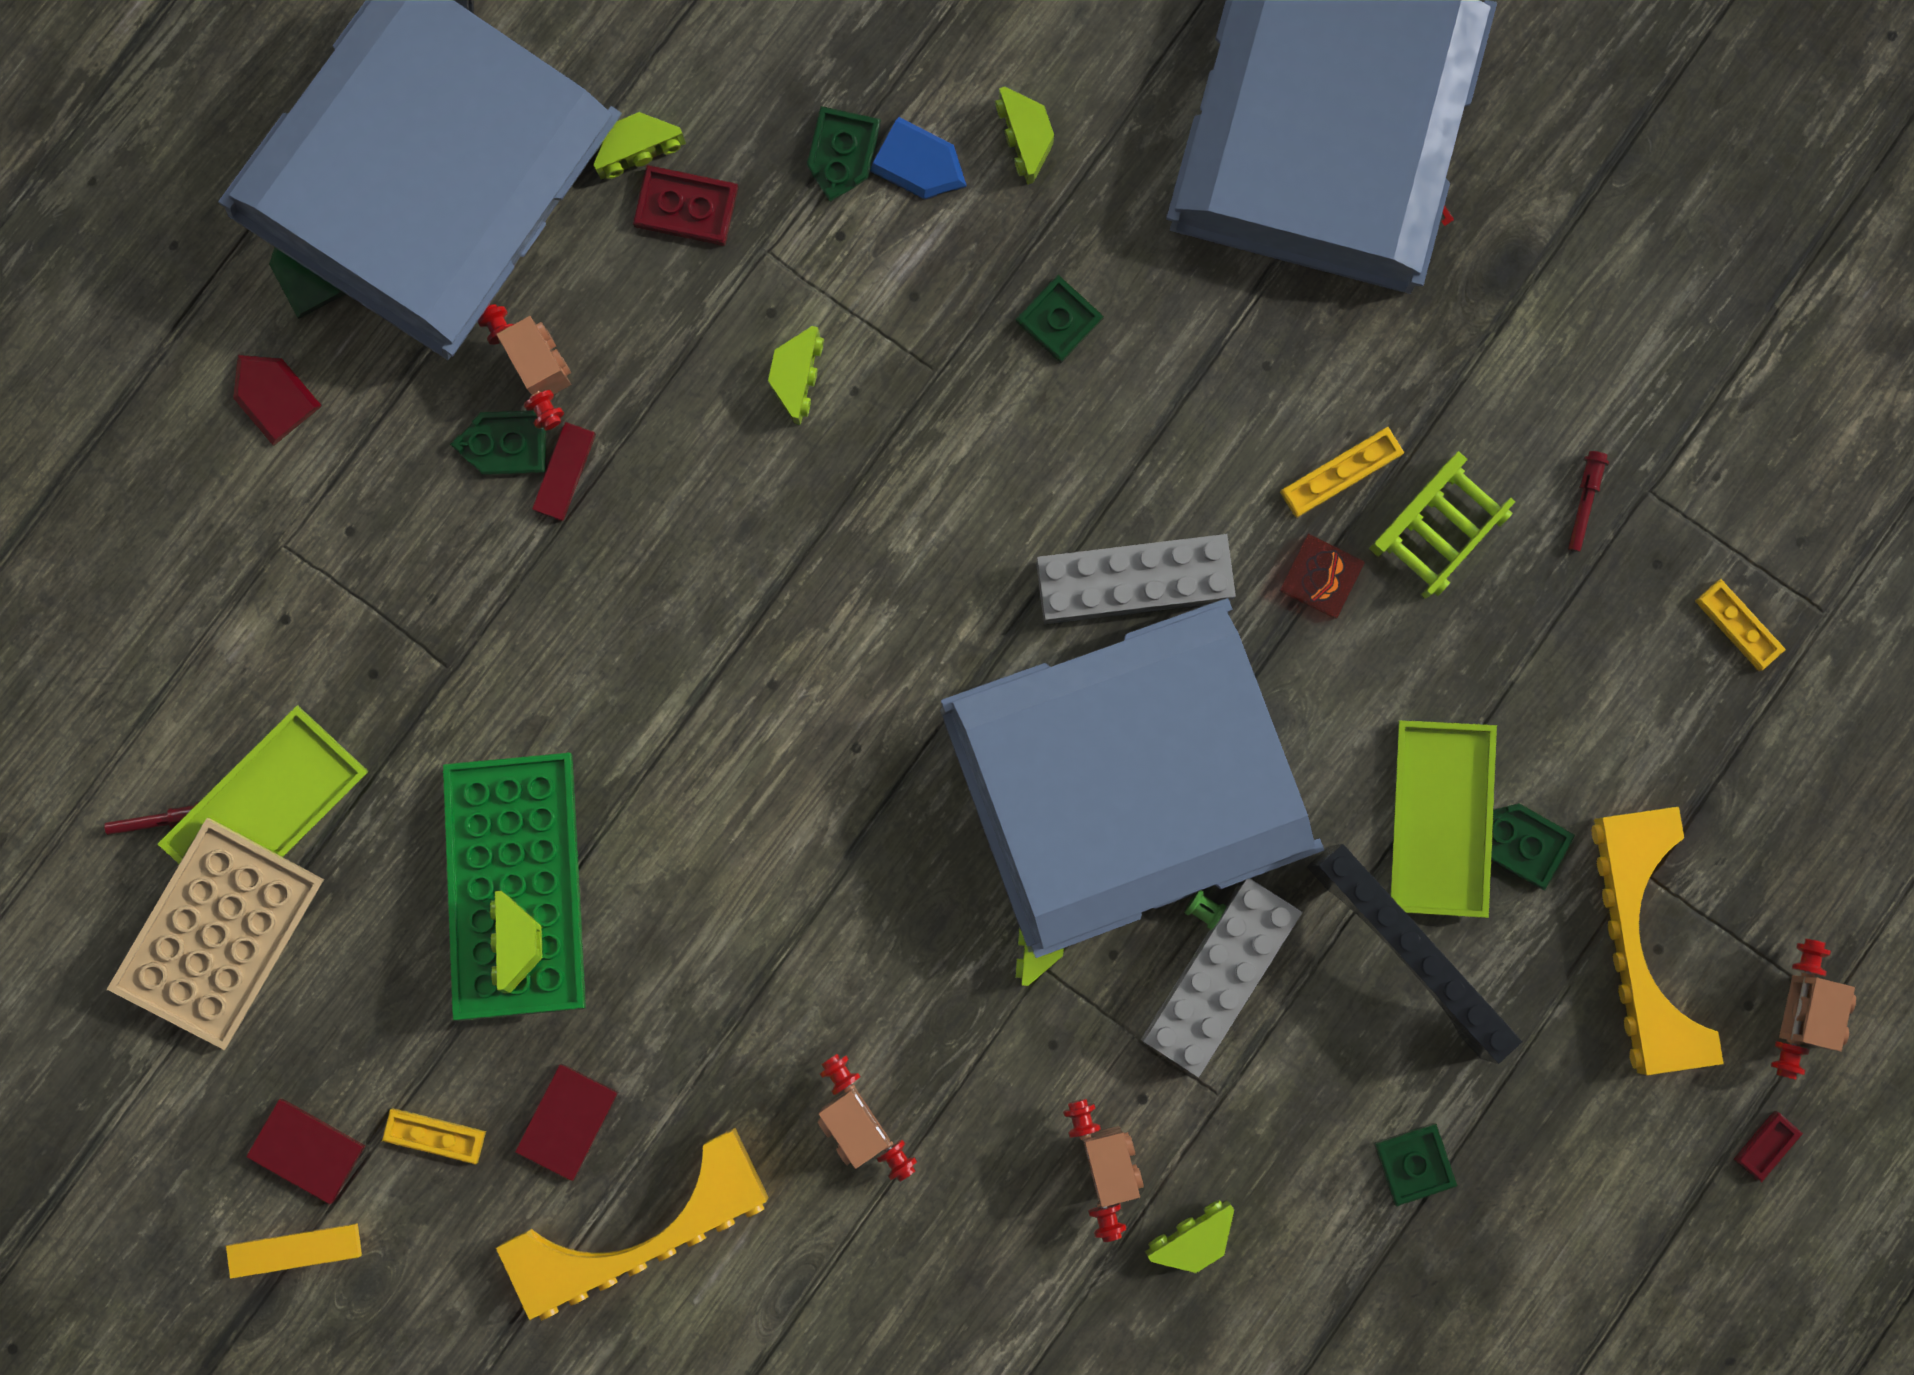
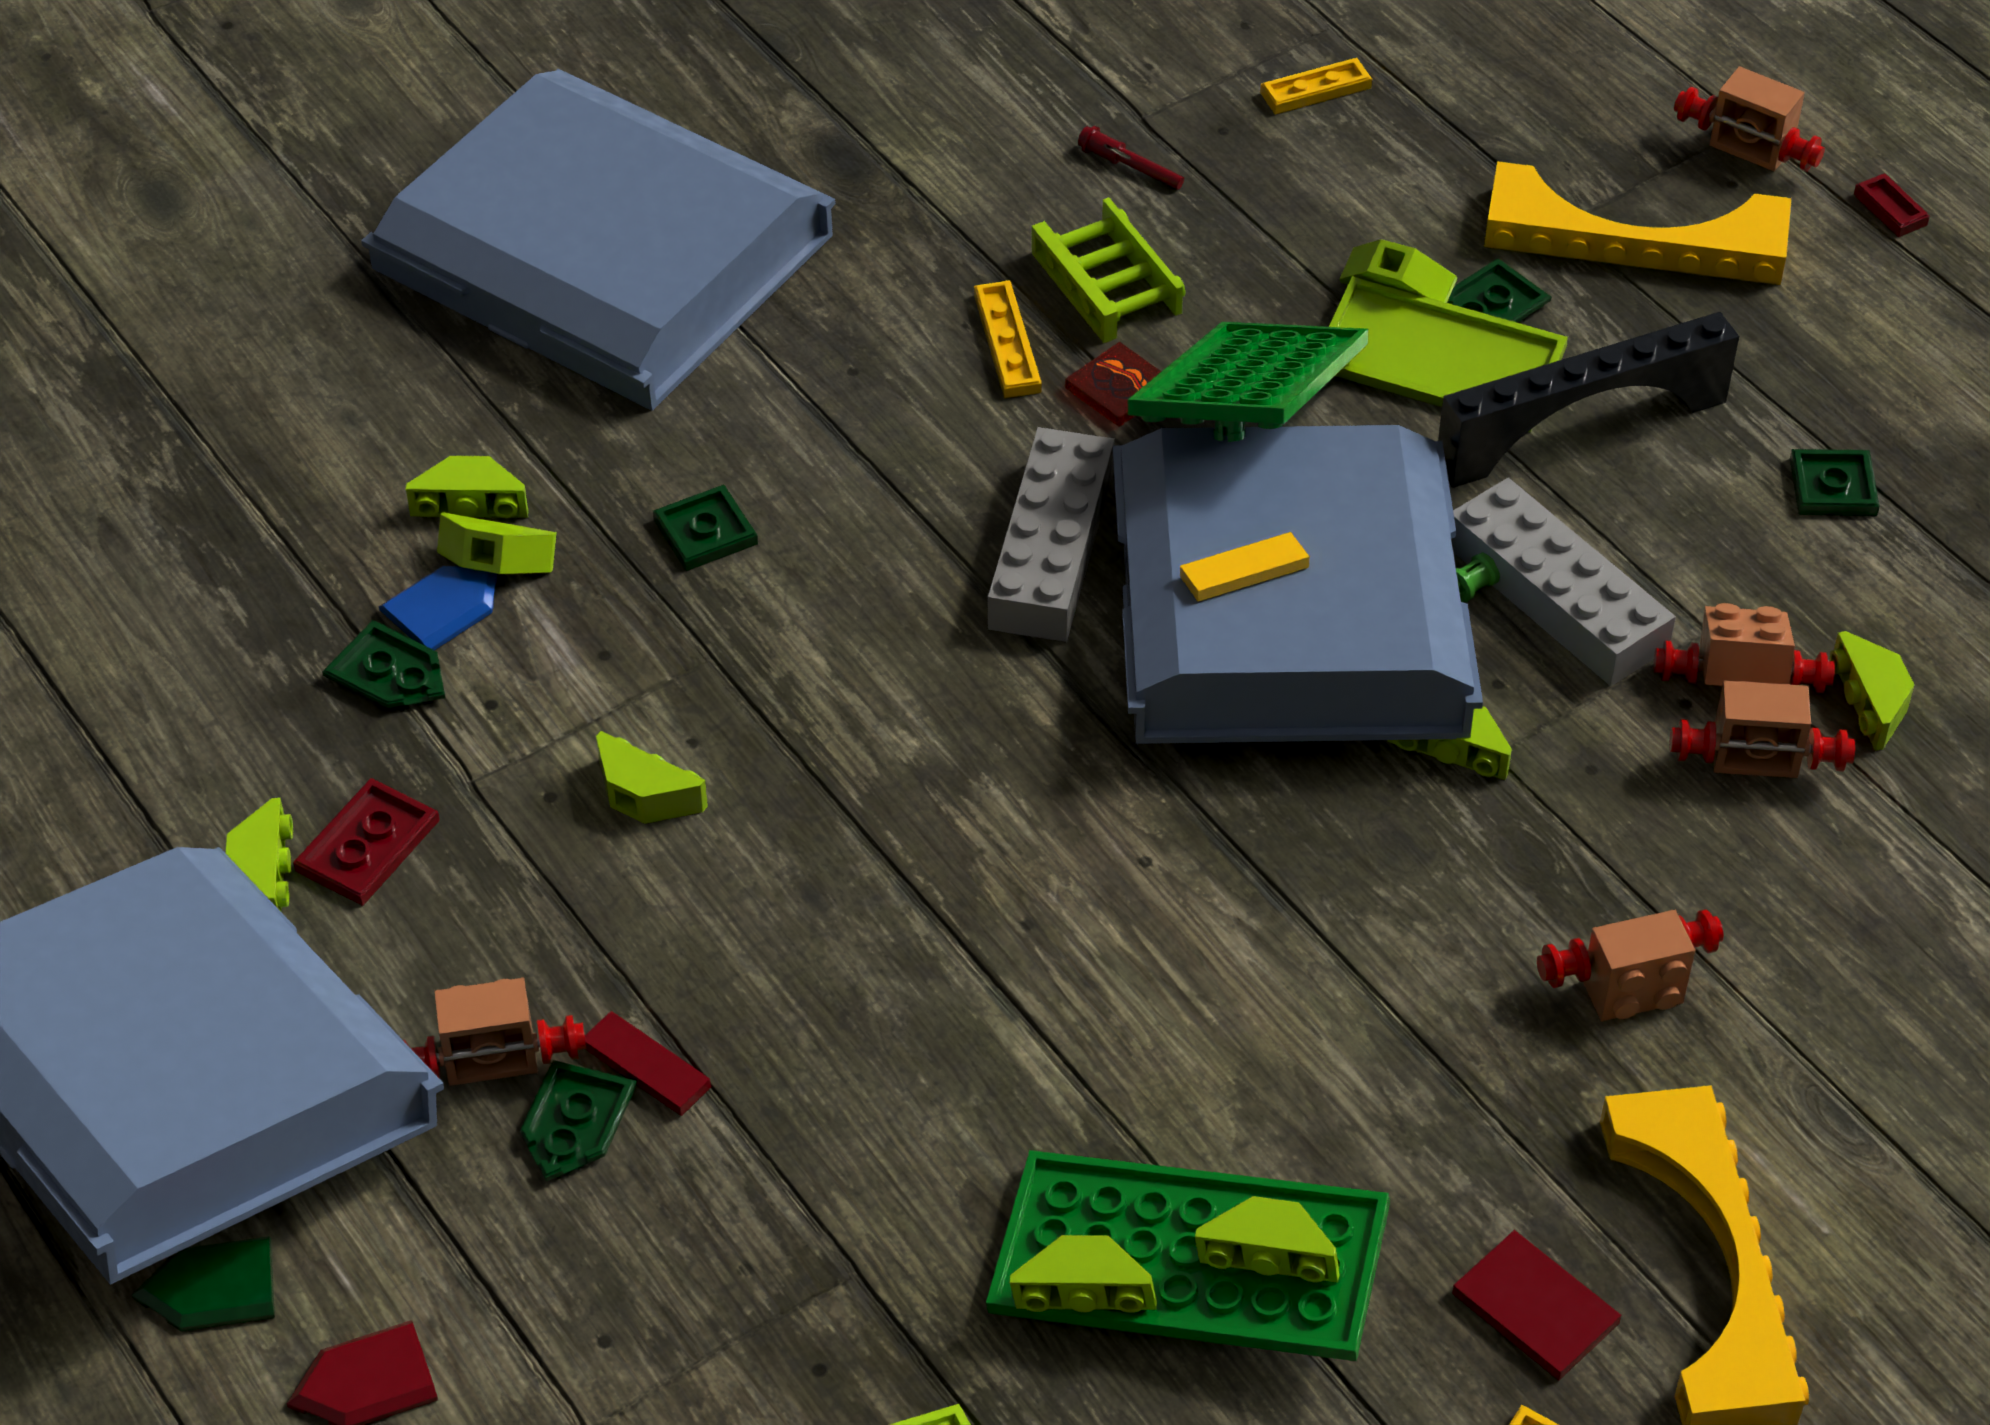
camera: 70 degrees left, 35 degrees down
(462, 826) = (1083, 1276): none -> lime slope
(973, 176) = (495, 545): none -> lime slope
(1093, 745) = (1244, 566): none -> yellow tile
(1189, 1137) = (1747, 648): none -> nougat brick
(1314, 685) = (1247, 375): none -> green plate
(1514, 761) = (1399, 268): none -> lime slope

